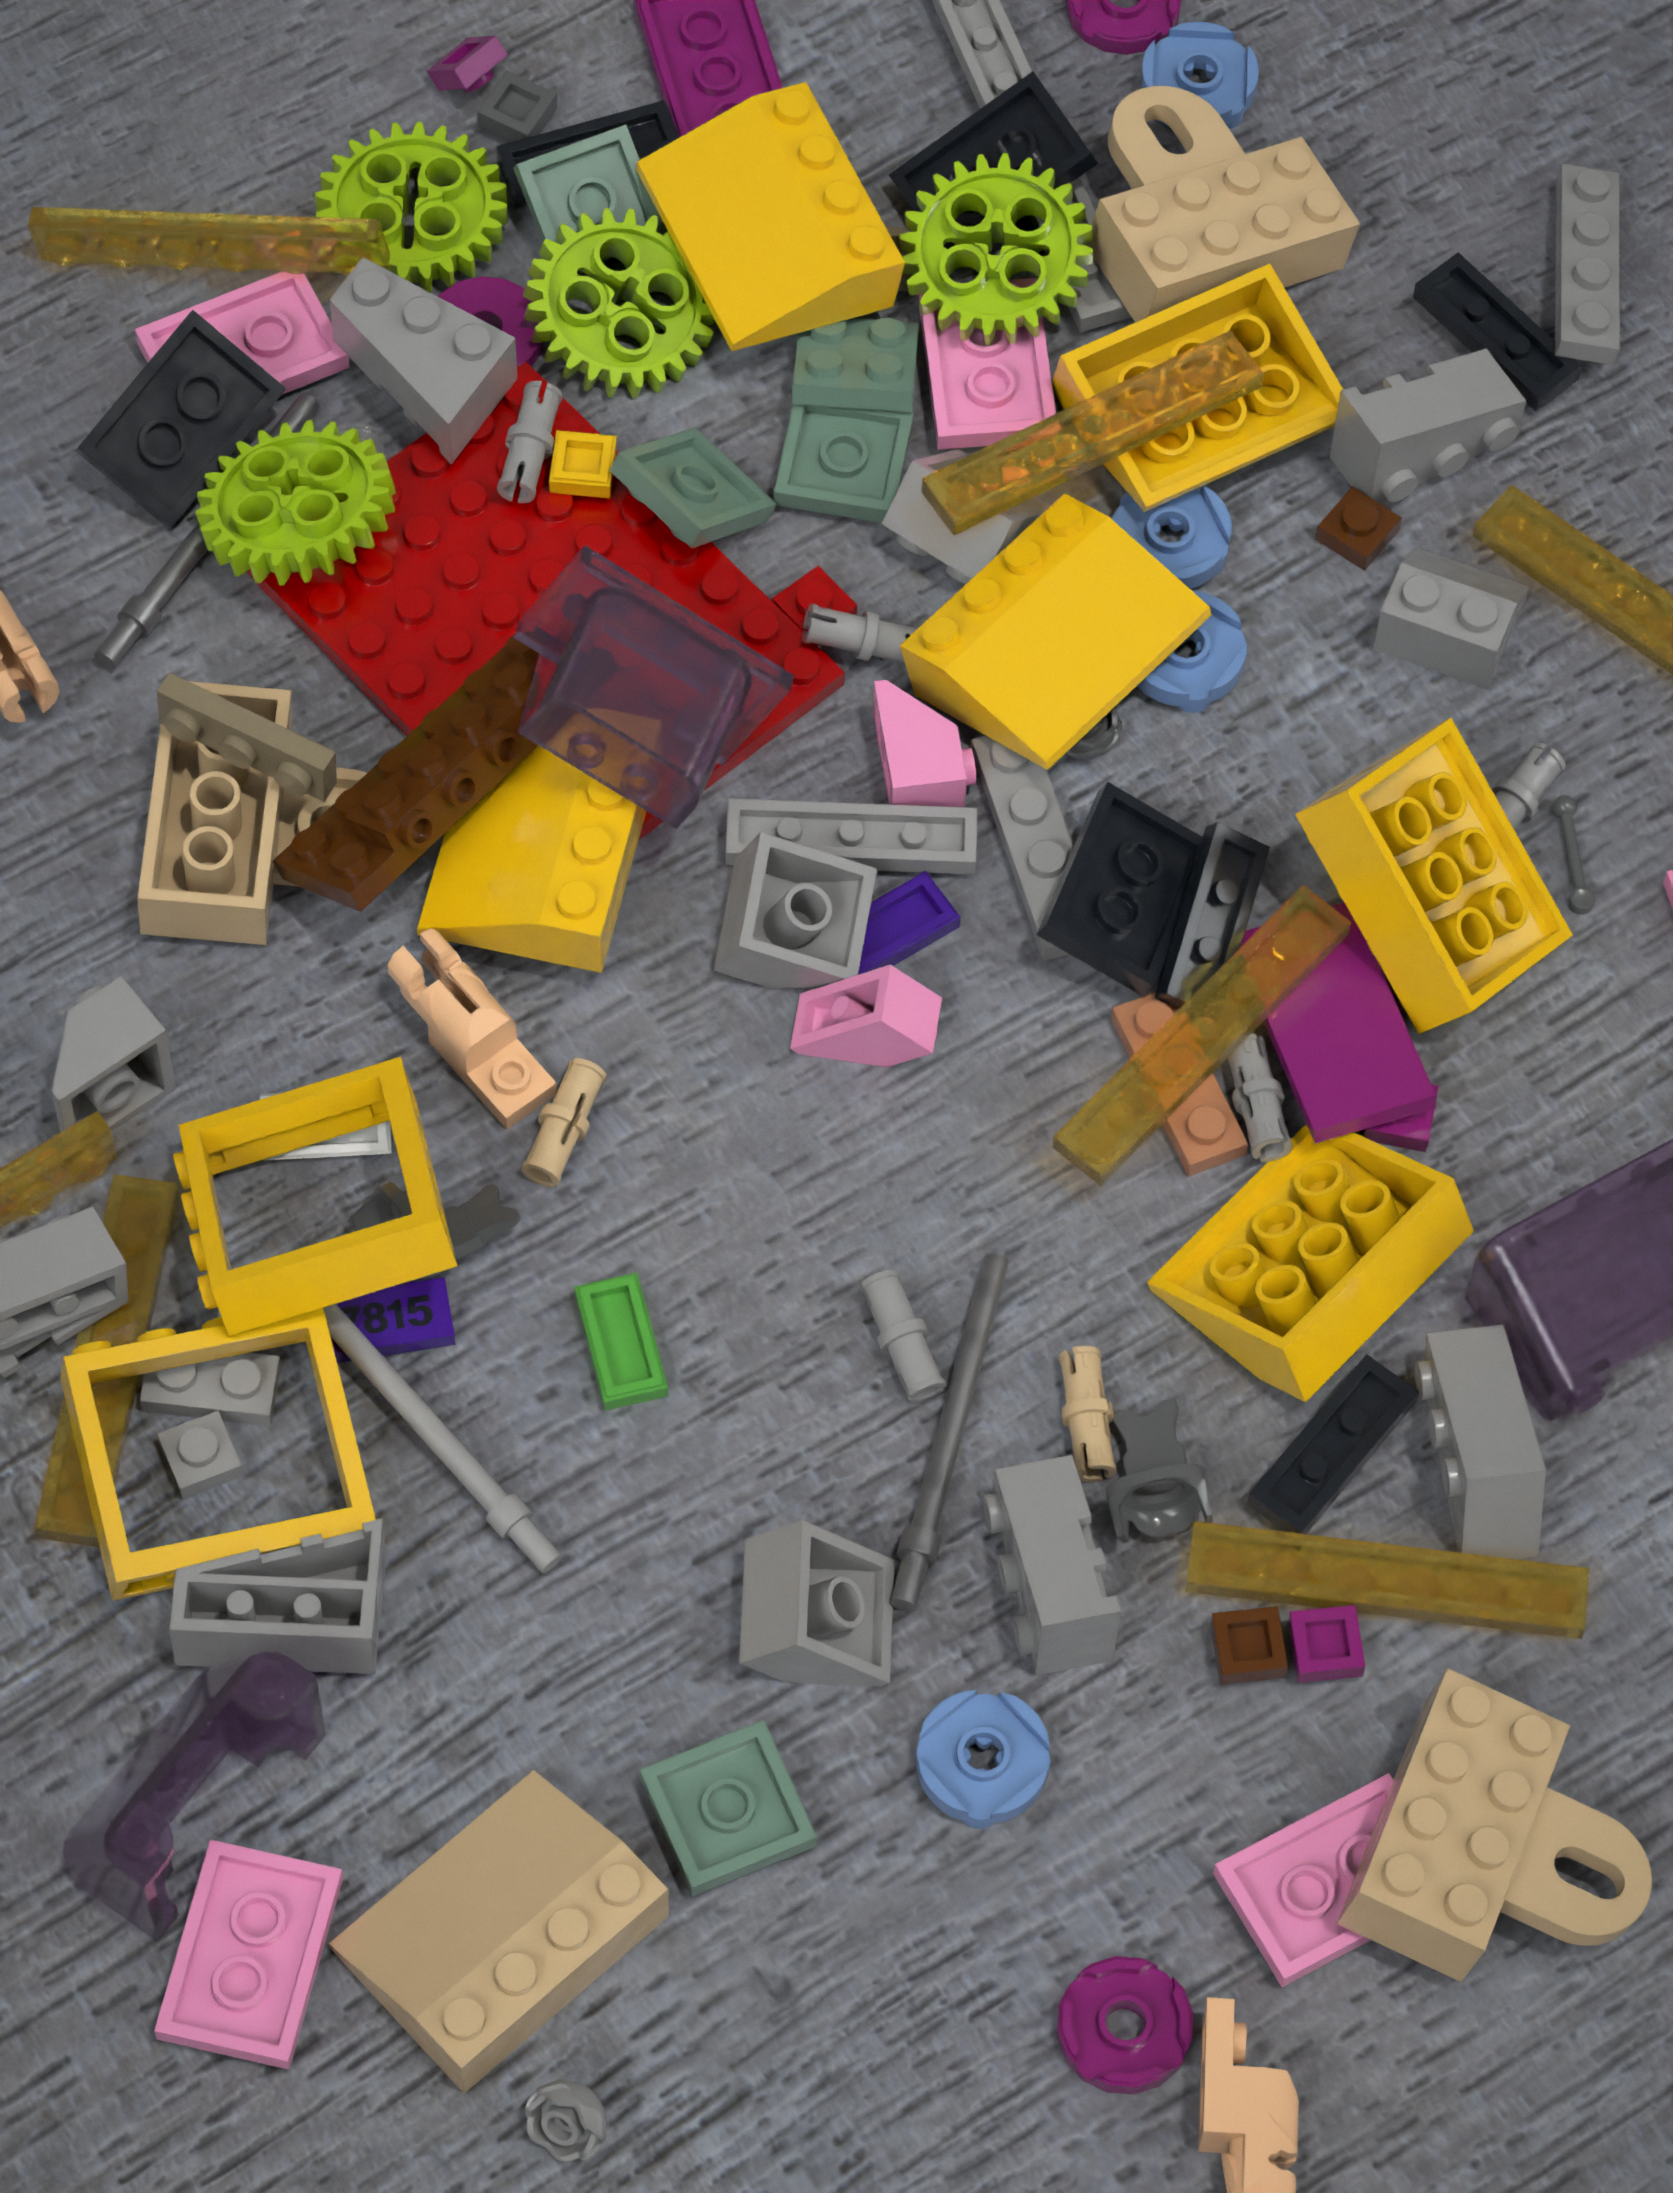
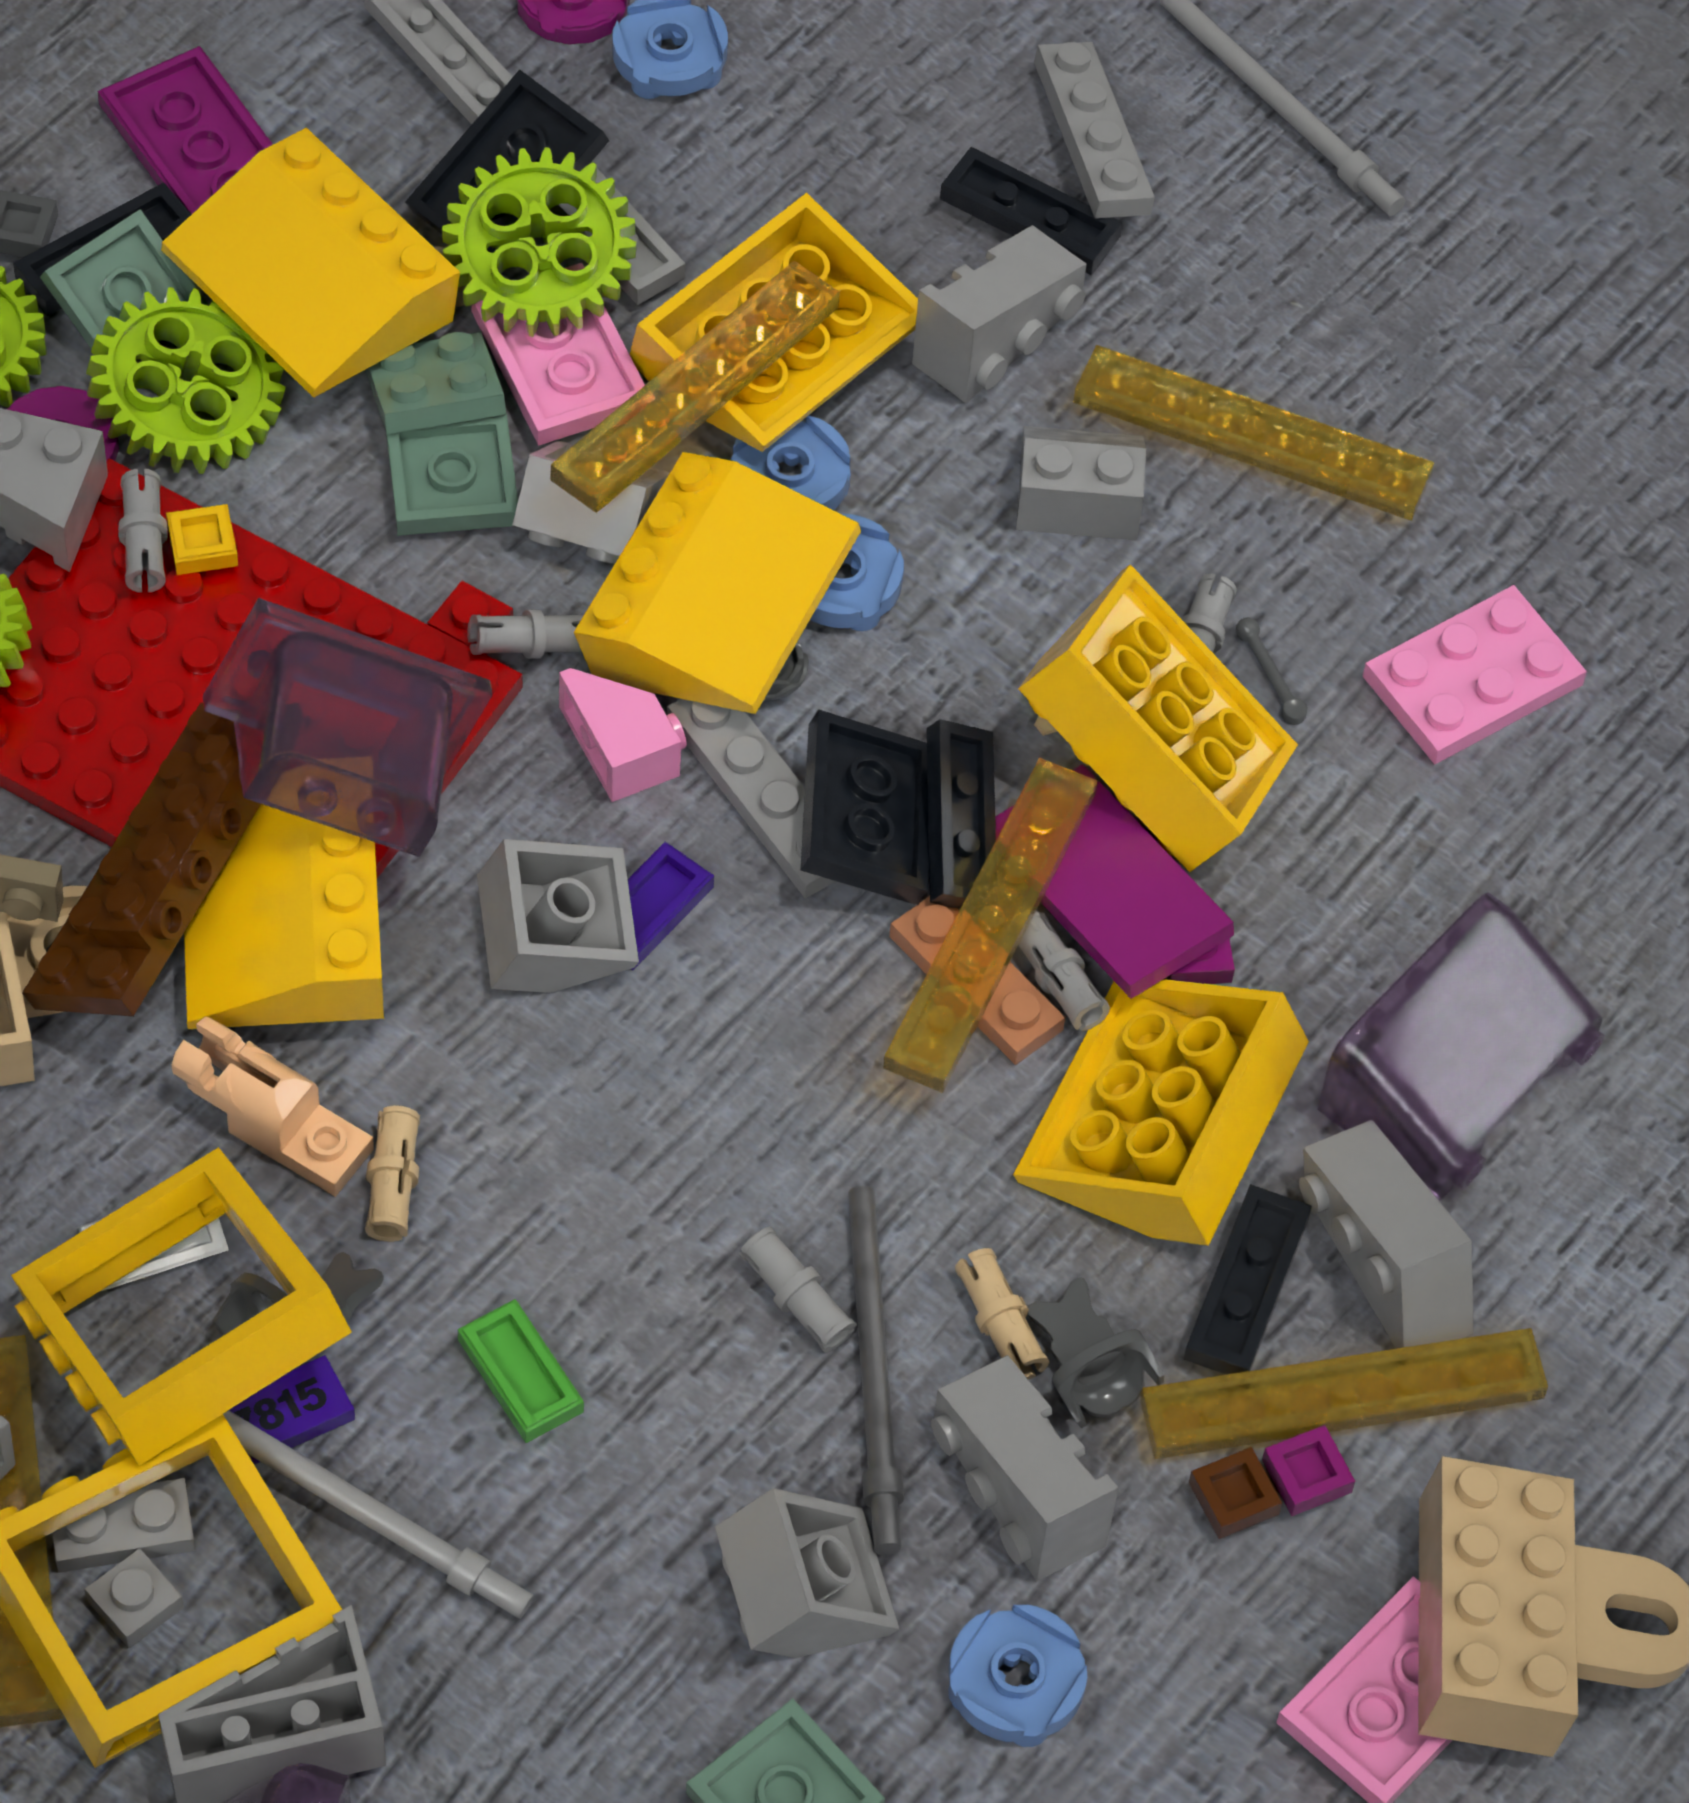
camera: 20 degrees left, 5 degrees down
(692, 487) = (316, 536): sand green plate -> none
(868, 1019) = (659, 995): bright pink slope -> none
(871, 834) = (614, 816): light grey plate -> none
(1212, 209) = (728, 159): tan brick -> none
(1358, 528) = (964, 421): reddish brown plate -> none

